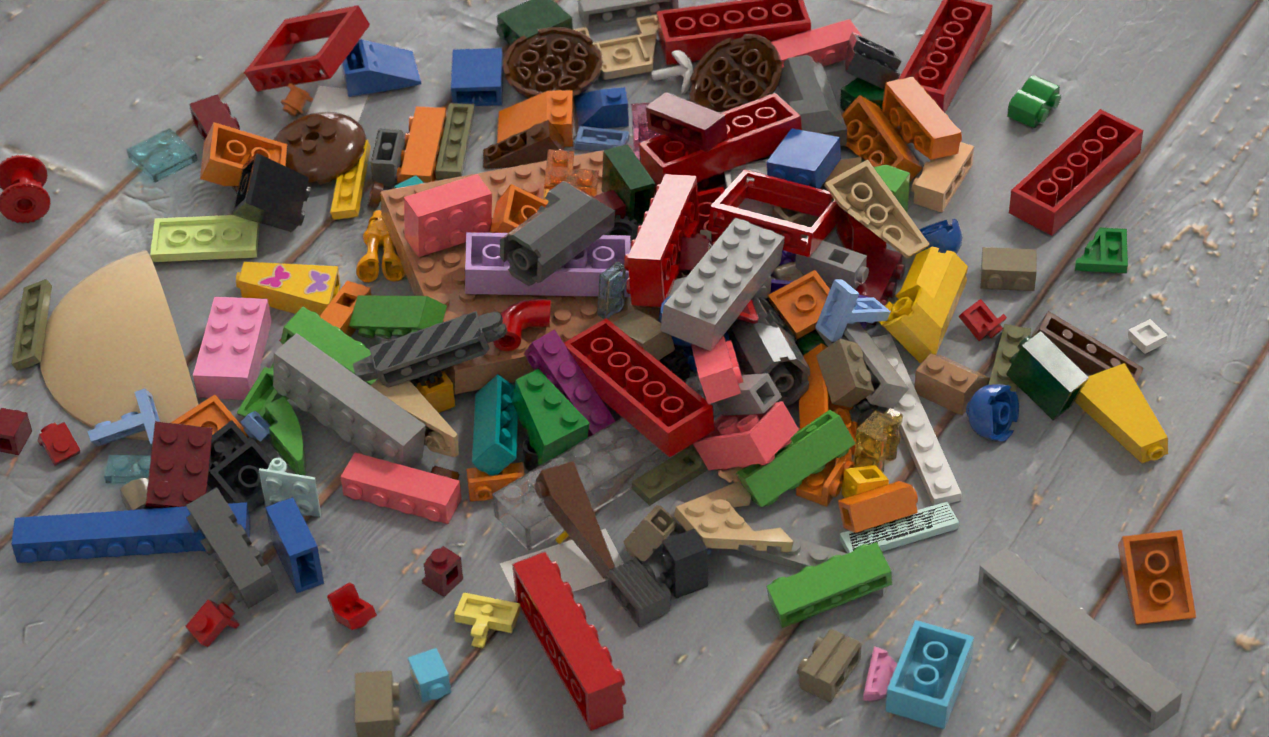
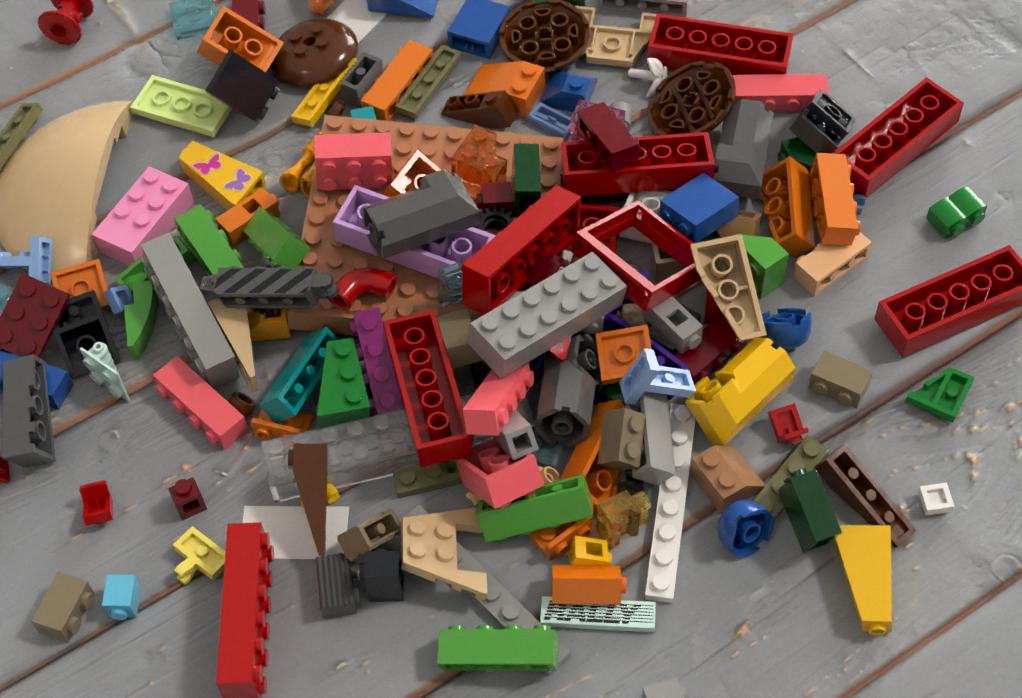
camera: 25 degrees right, 10 degrees up
(294, 545) = (80, 427): blue brick -> none

